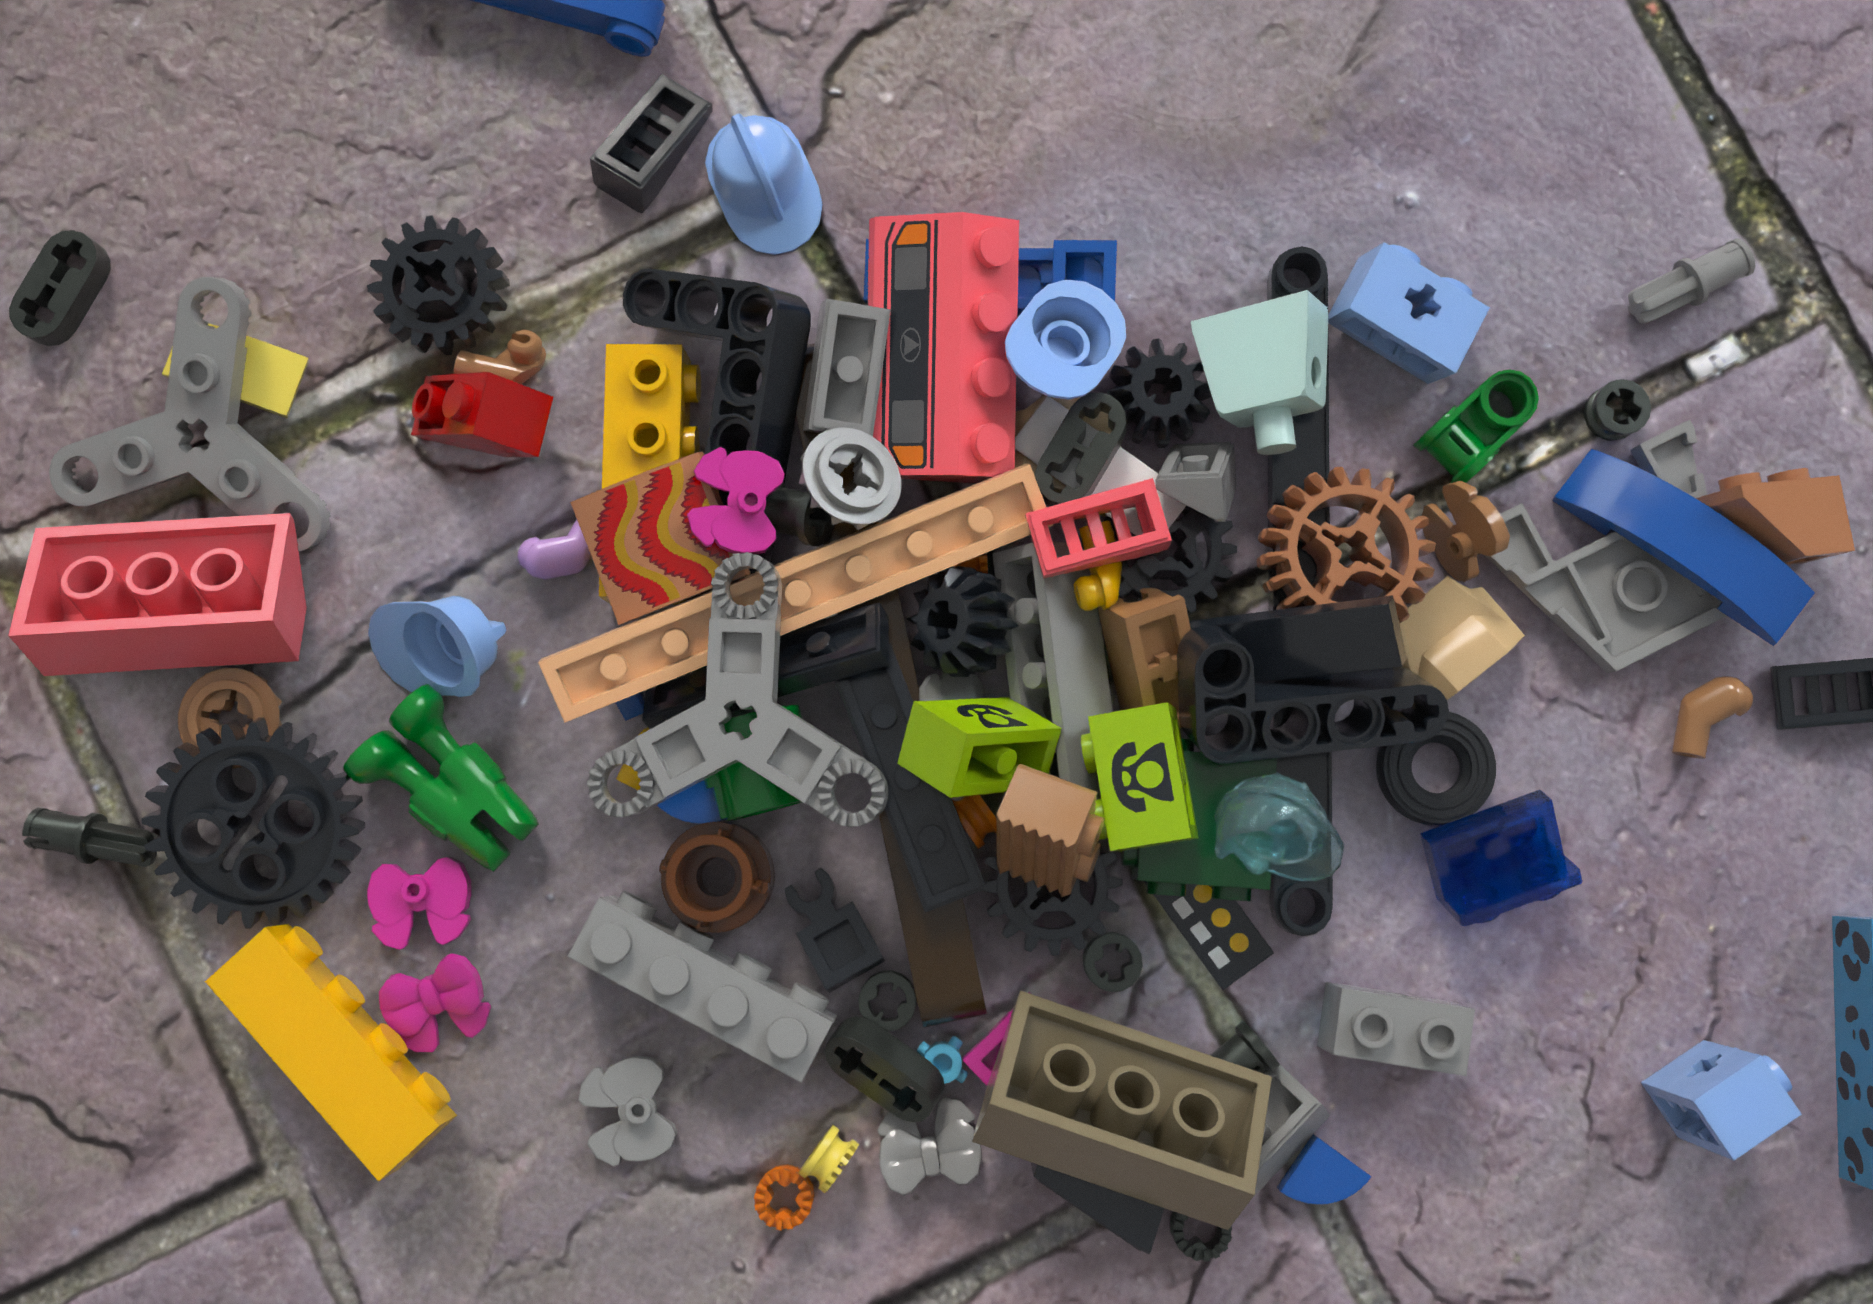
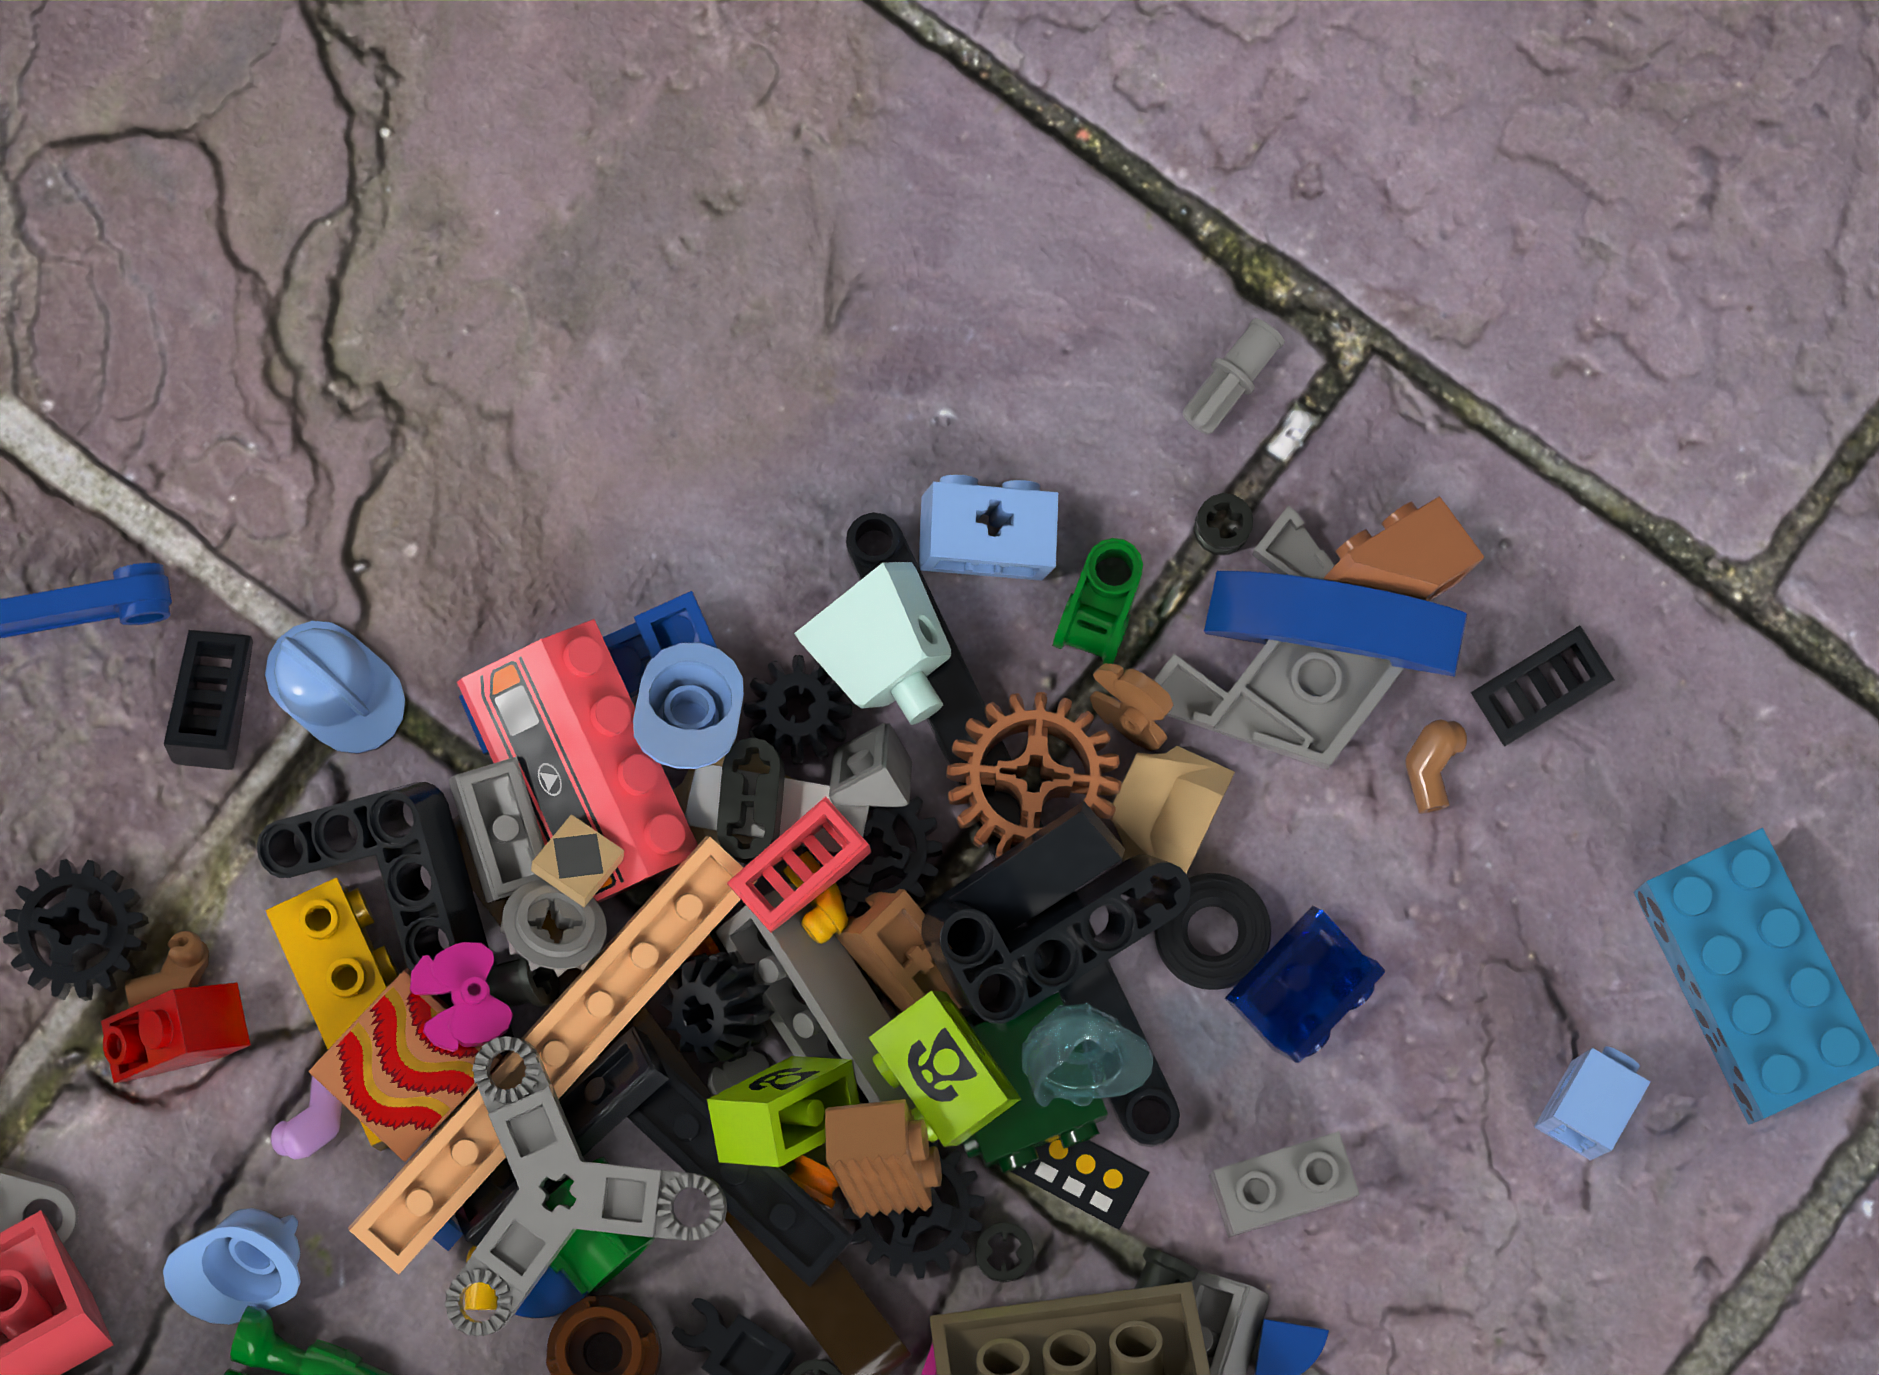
camera: 30 degrees left, 5 degrees down
(900, 428) = (577, 860): none -> tan tile

